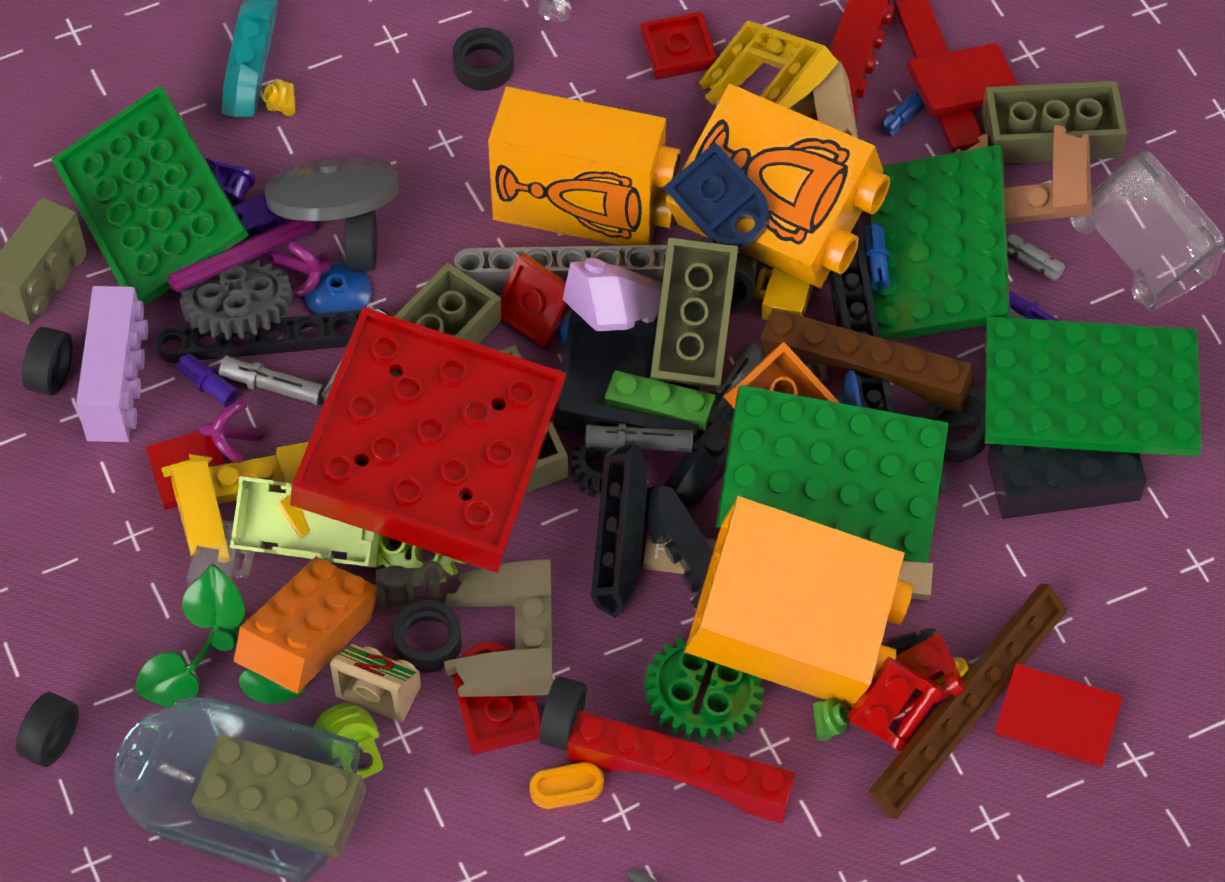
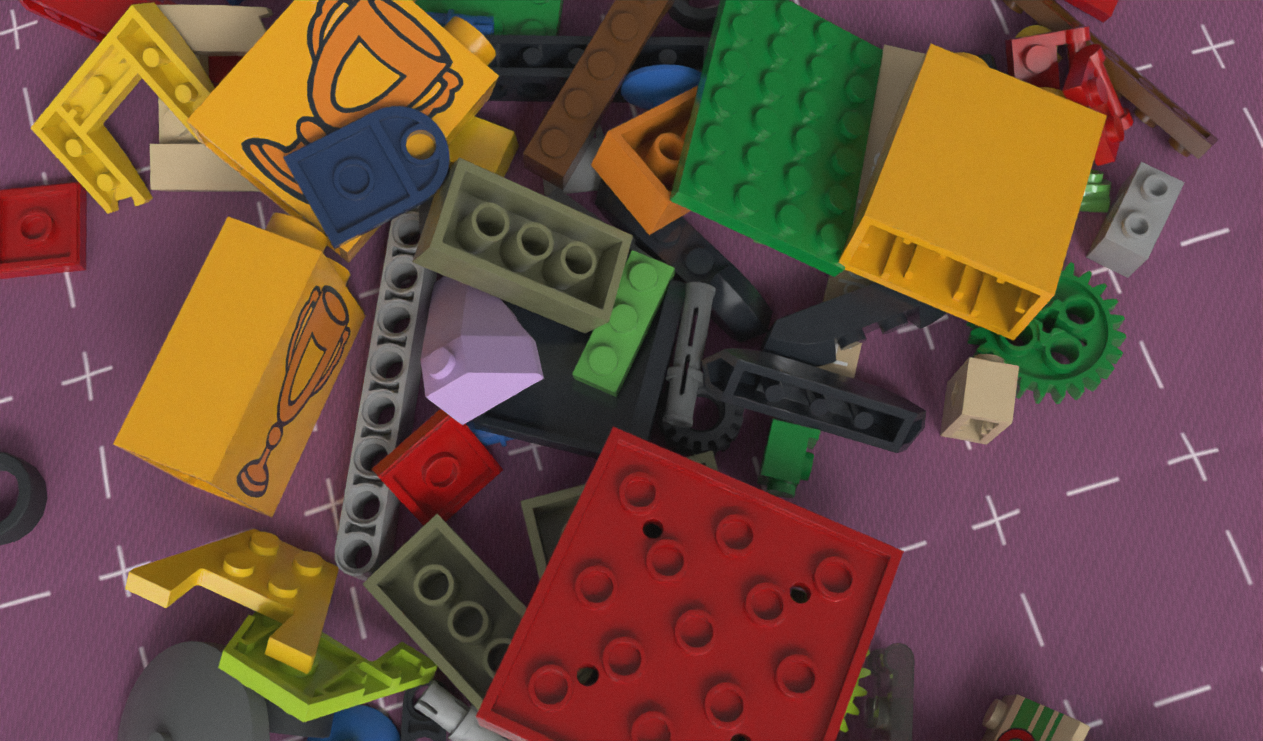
camera: 80 degrees left, 15 degrees up
(387, 234) = (337, 676): none -> lime wing
(420, 611) = (982, 675): black tyre -> none
(449, 206) = (258, 574): none -> yellow wing
(496, 720) = (1037, 596): red tile -> none
(527, 667) = (1011, 537): dark tan wedge -> none
(561, 710) = (1089, 505): black tyre -> none
(566, 785) = (1162, 518): light orange tile -> none
(575, 519) = (786, 457): none -> green brick
(634, 633) = (980, 399): none -> tan brick
(743, 782) = (1138, 428): red arch -> none
(806, 748) = (1135, 220): none -> light grey brick

